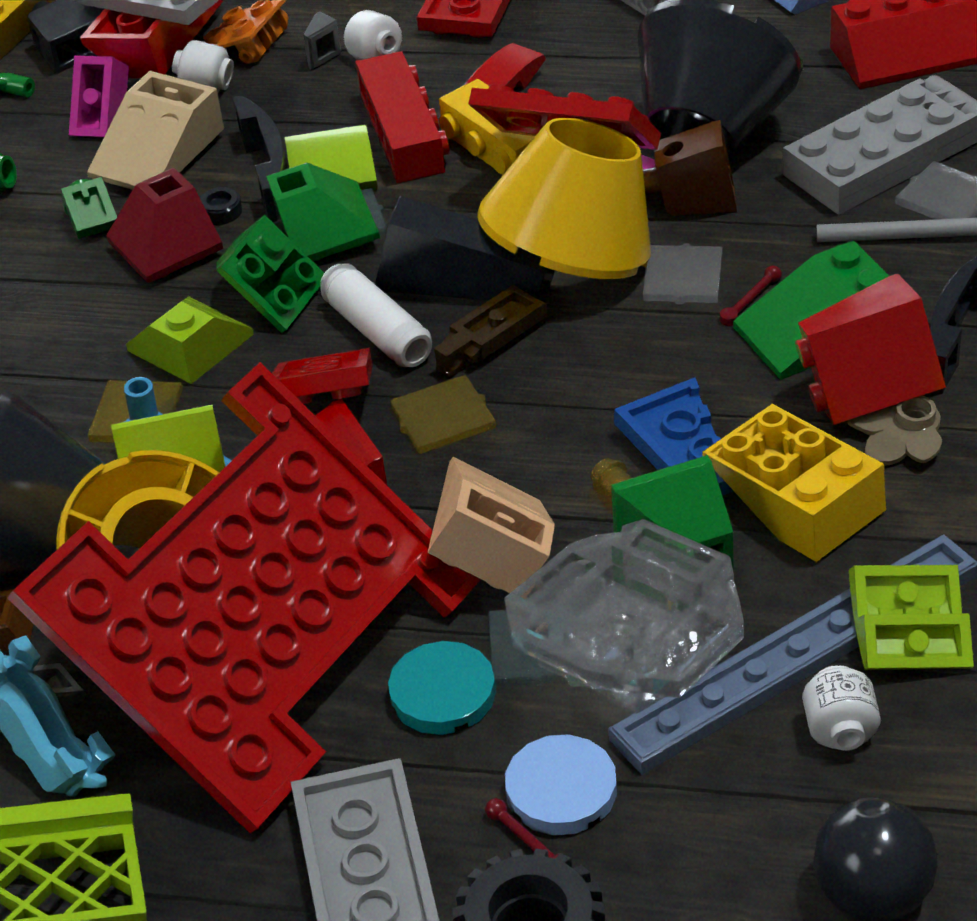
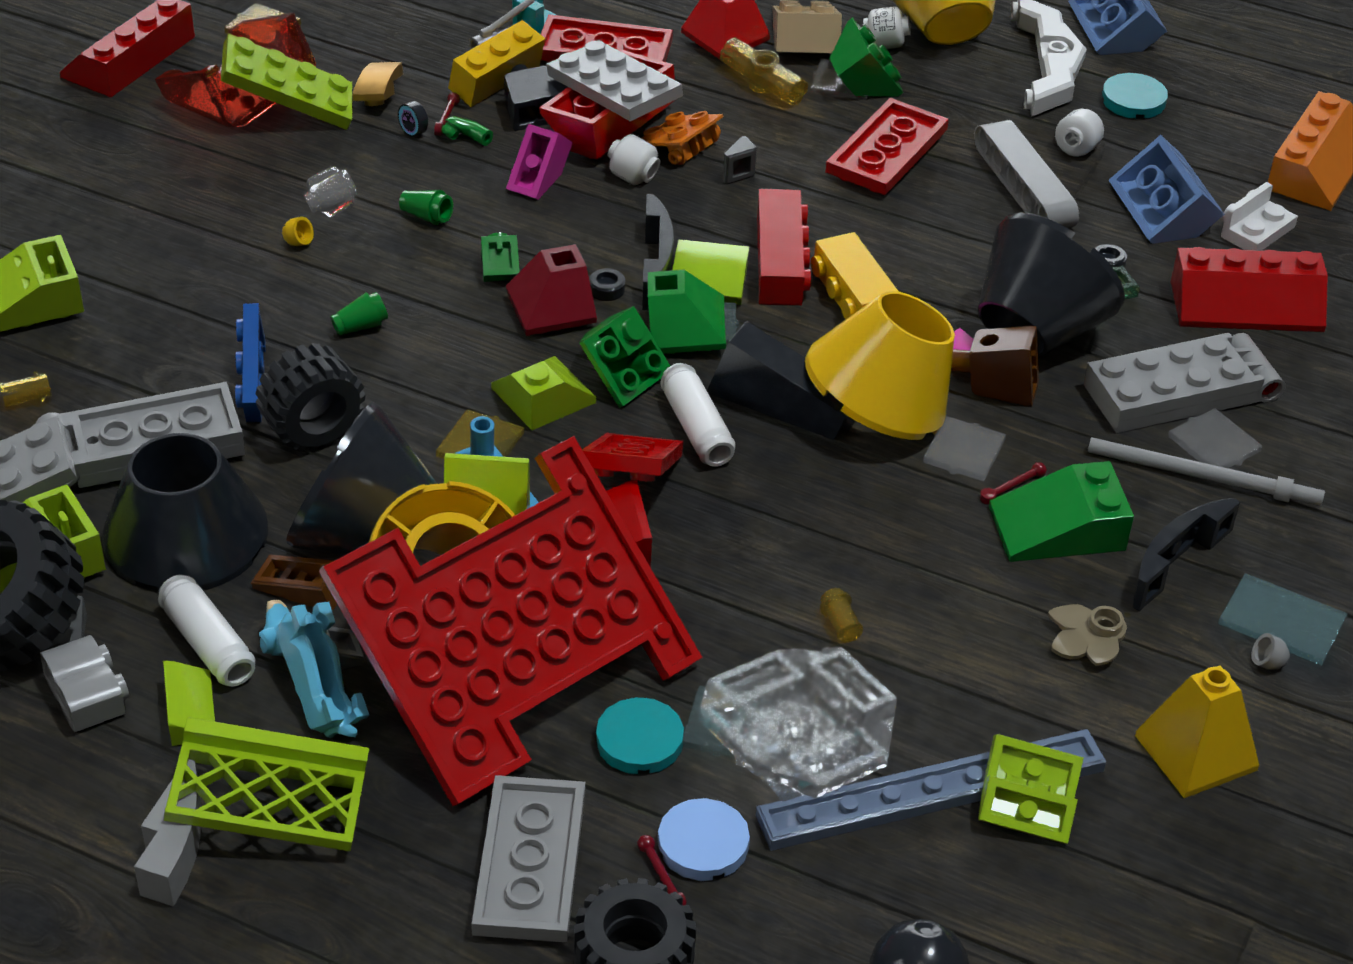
camera: 10 degrees right, 0 degrees up
(157, 129) = (576, 206): tan slope -> none
(370, 34) = (782, 167): white head -> none
(442, 414) = (723, 513): clear yellow piece -> none
(488, 329) = (784, 452): dark brown hinge -> none
(490, 528) = (720, 617): light nougat slope -> none
(510, 67) = (884, 228): red slope -> none
(530, 111) = (886, 277): red plate -> none
(670, 426) = (903, 590): blue wing -> none
(680, 500) = (876, 641): green slope -> none
(800, 480) = (986, 651): yellow slope -> none
(841, 708) = (944, 842): white head -> none
(870, 351) = (1082, 560): red slope -> none

